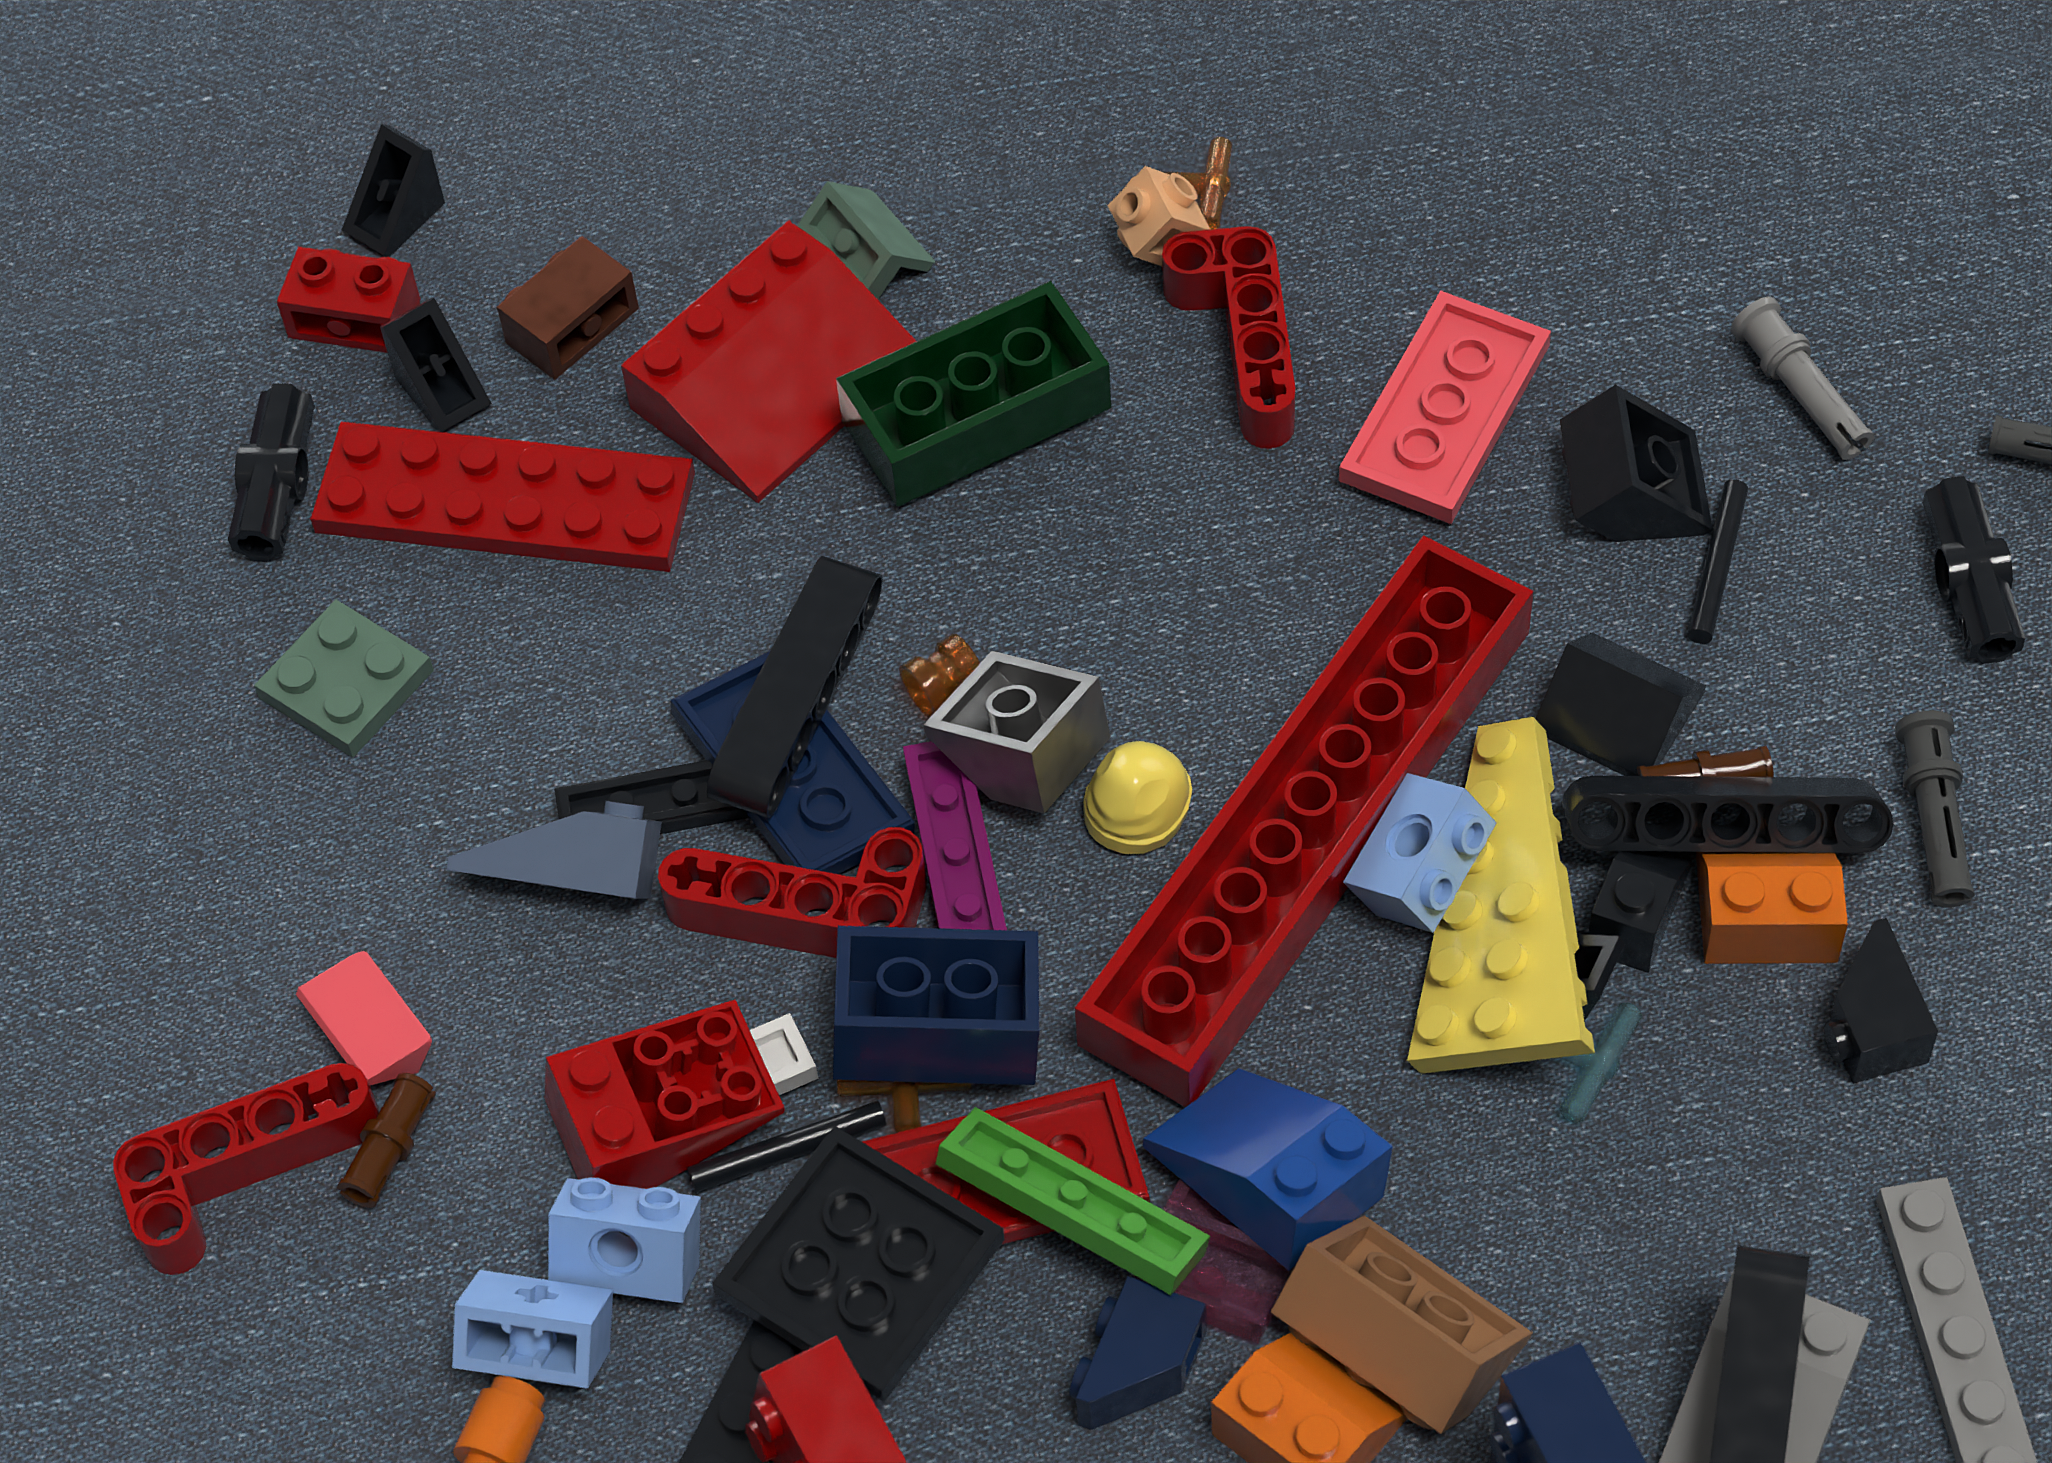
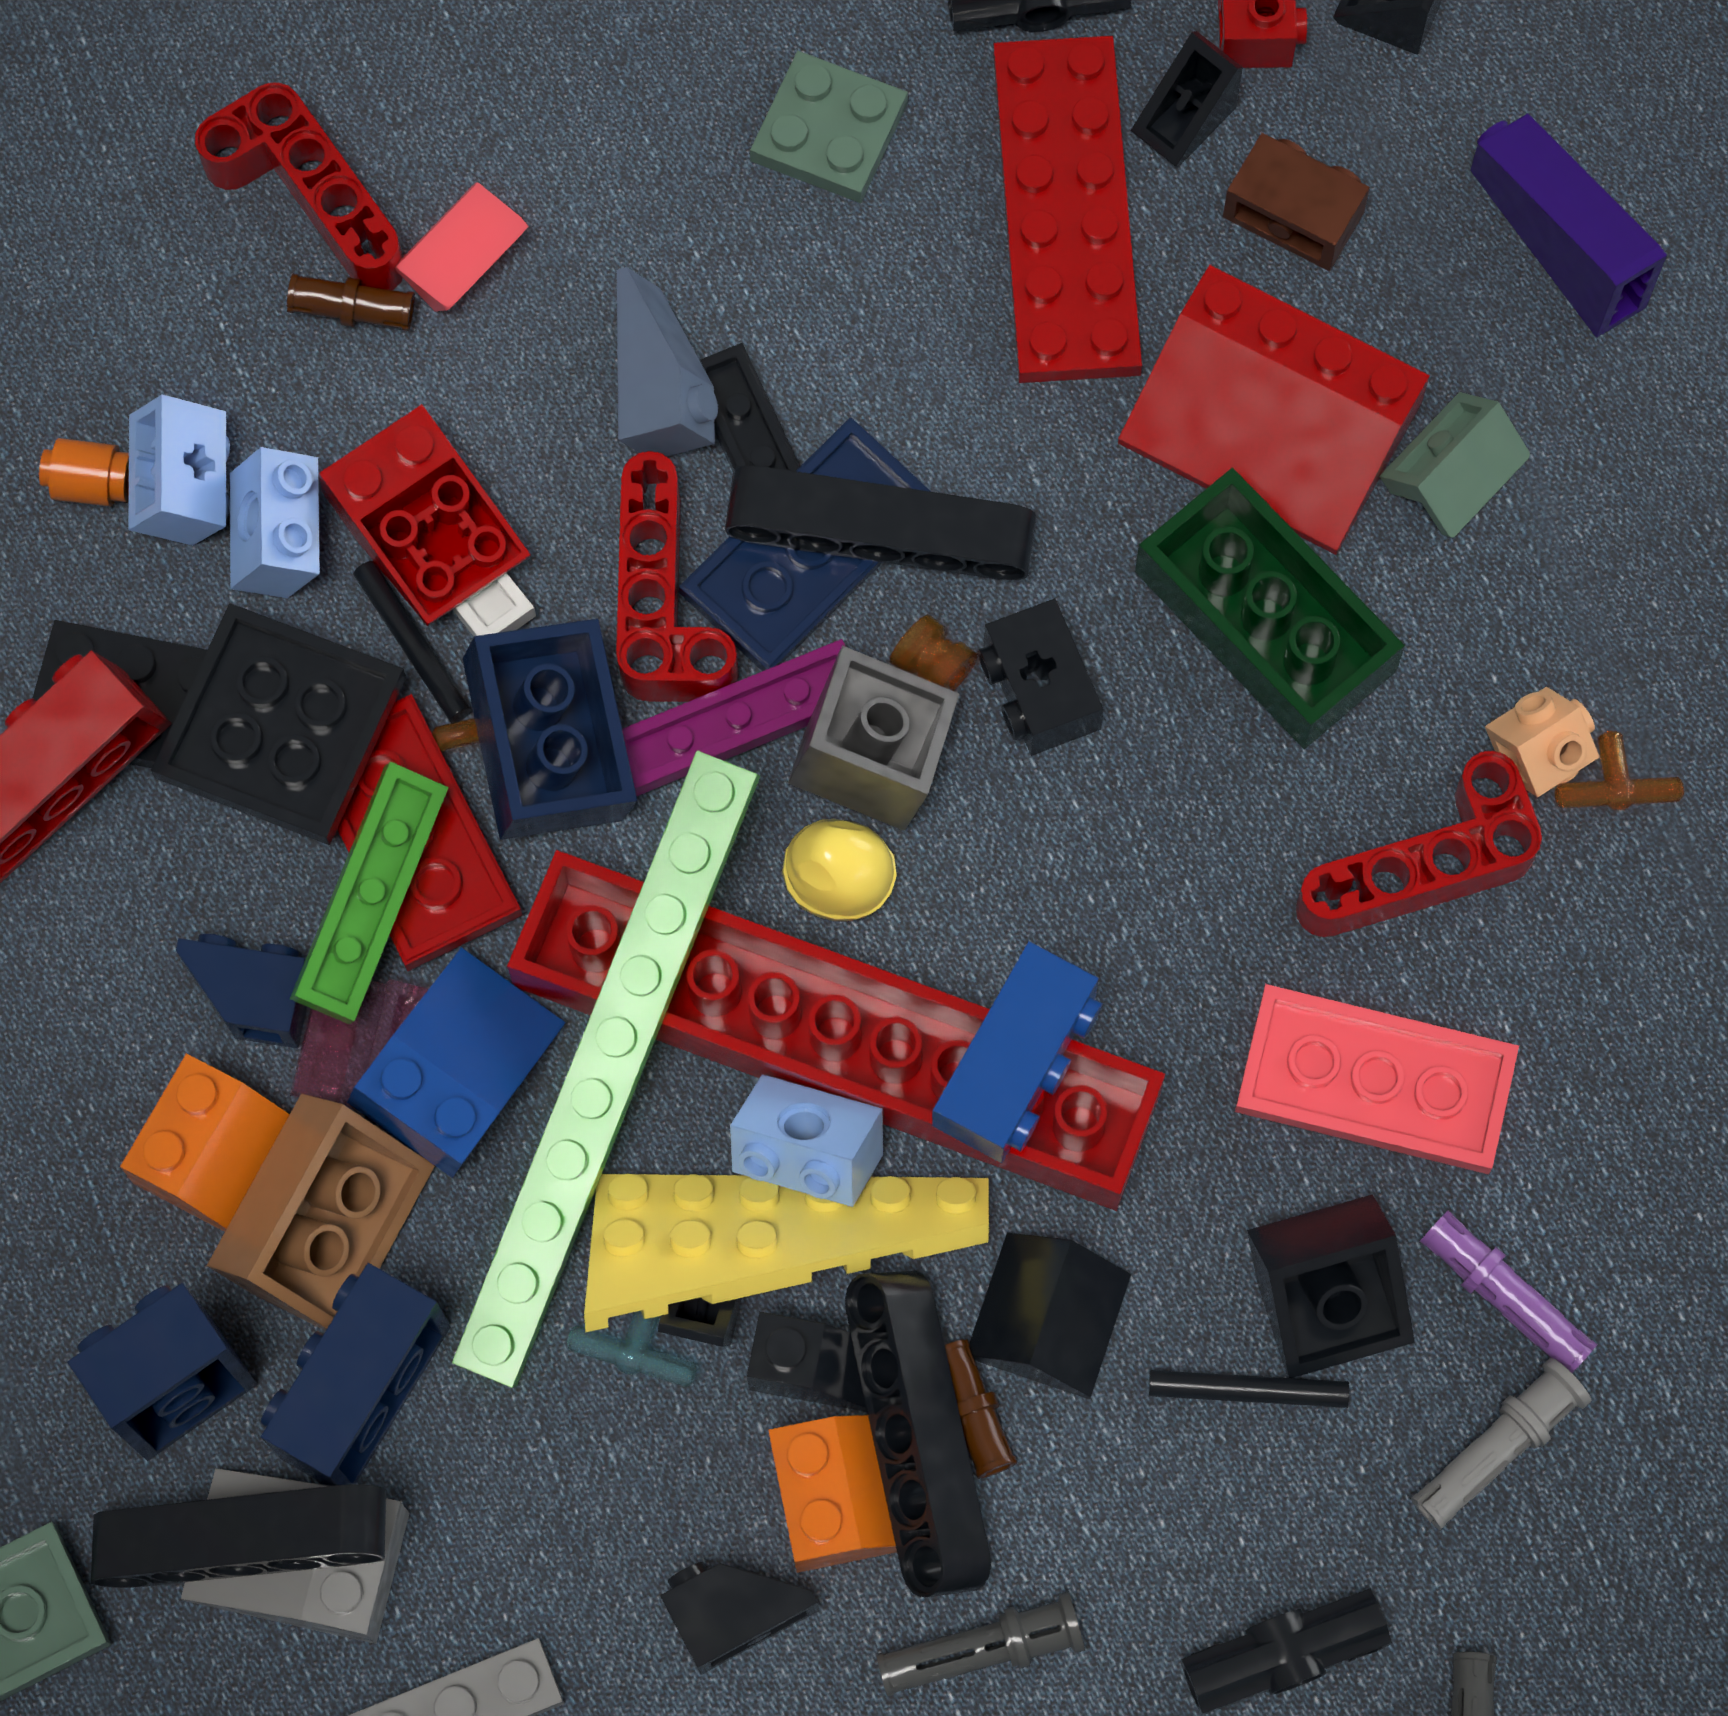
camera: 75 degrees right, 15 degrees up
(665, 104) = (1569, 223): none -> dark purple slope
(989, 589) = (1042, 644): none -> black brick
(1321, 1002) = (606, 1069): none -> plate
(1386, 633) = (1018, 1053): none -> blue brick
(1597, 1286) = (354, 1377): none -> dark blue brick
(1645, 357) = (1507, 1292): none -> medium lavender pin

